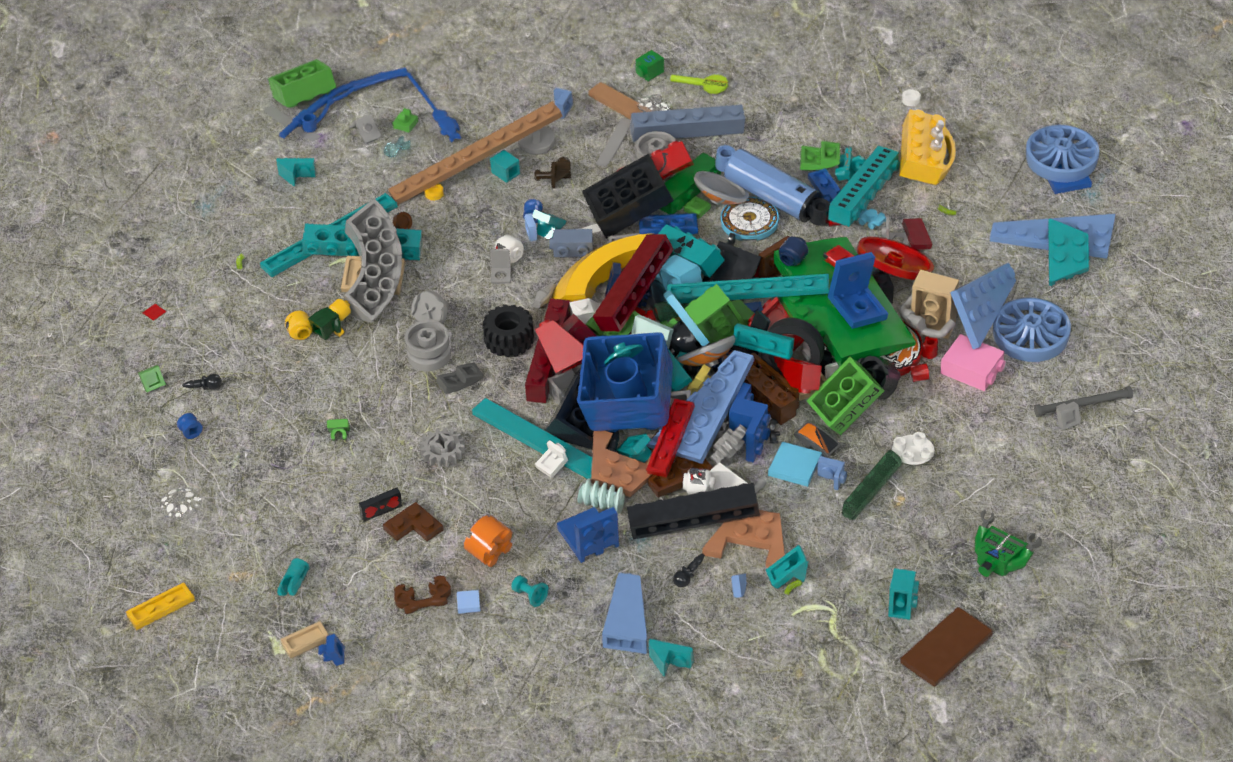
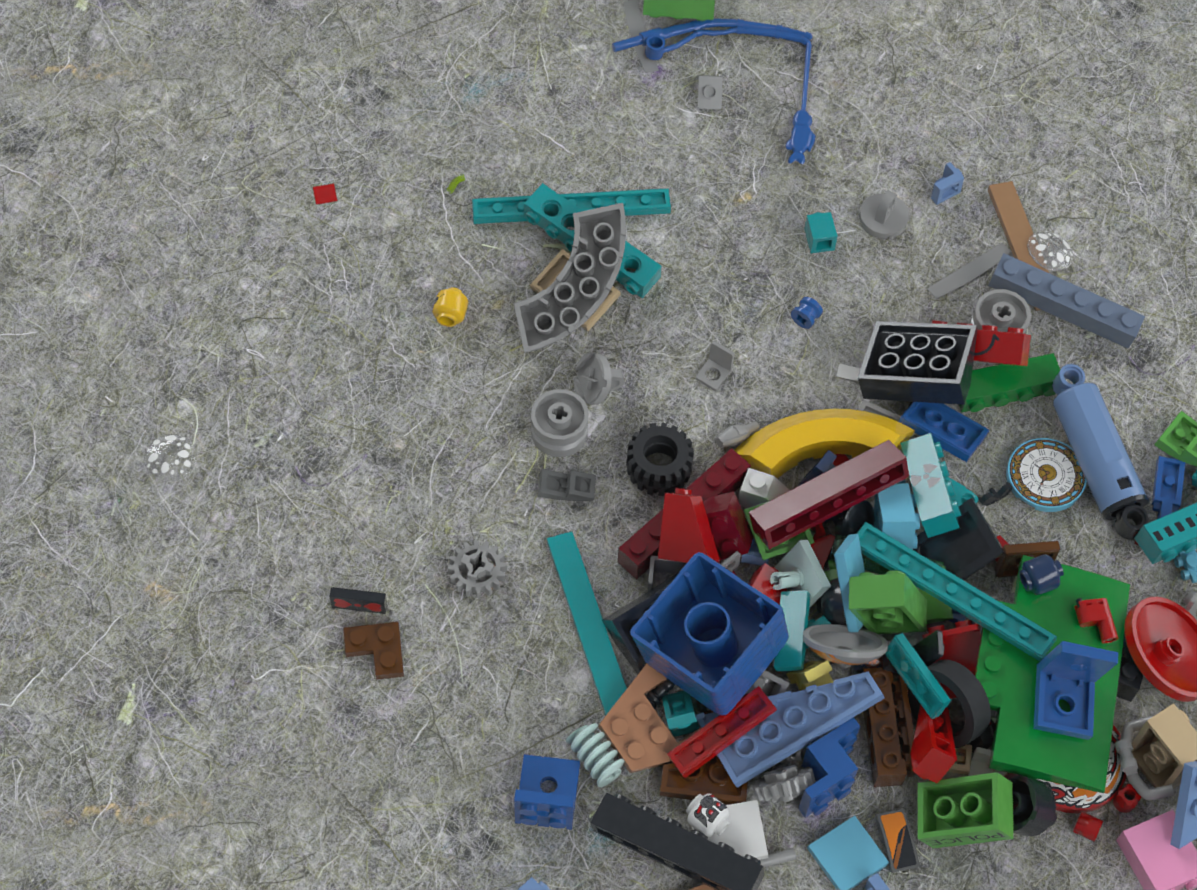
camera: 30 degrees right, 15 degrees up
(151, 378) = (254, 280): bright green tile -> none
(160, 606) = (52, 577): yellow tile -> none
(189, 425) = (246, 366): blue wheel -> none
(212, 382) = (310, 322): black bar -> none
(293, 577) = (201, 636): teal hinge -> none
(295, 167) = (594, 97): teal slope -> none
(304, 639) = (158, 723): tan tile -> none
(329, 319) = (480, 321): dark green piece -> none
(332, 650) = (170, 760): blue tile -> none
(338, 425) = (392, 468): bright green tile -> none
(392, 149) = (715, 134): clear light blue arm -> none
(402, 220) = (656, 238): reddish brown tile -> none
(405, 121) = (759, 106): bright green tile -> none
(405, 599) = (294, 741): reddish brown helmet -> none
(435, 192) = (722, 217): yellow tile -> none
(468, 601) = (356, 793): light blue tile -> none
(475, 152) = (797, 198): medium nougat plate -> none
(488, 540) = (428, 731): orange brick -> none
(514, 245) = (744, 345): white head -> none
(530, 227) = (788, 332): light blue tile -> none
(536, 593) = (430, 836): teal piece -> none
(547, 223) = (812, 339): teal slope -> none
(552, 459) = (579, 666): white bracket -> none
(559, 170) = (873, 275): dark brown piece -> none
(571, 242) = (816, 384): sand blue brick -> none
(622, 350) = (726, 598): teal dish -> none
(649, 65) = (1083, 192): green brick -> none
(697, 206) = (998, 420): bright green tile -> none
(712, 84) = (1139, 260): lime piece -> none
(720, 189) = (1034, 416): light grey dish -> none
(773, 433) = (855, 792): black piece -> none

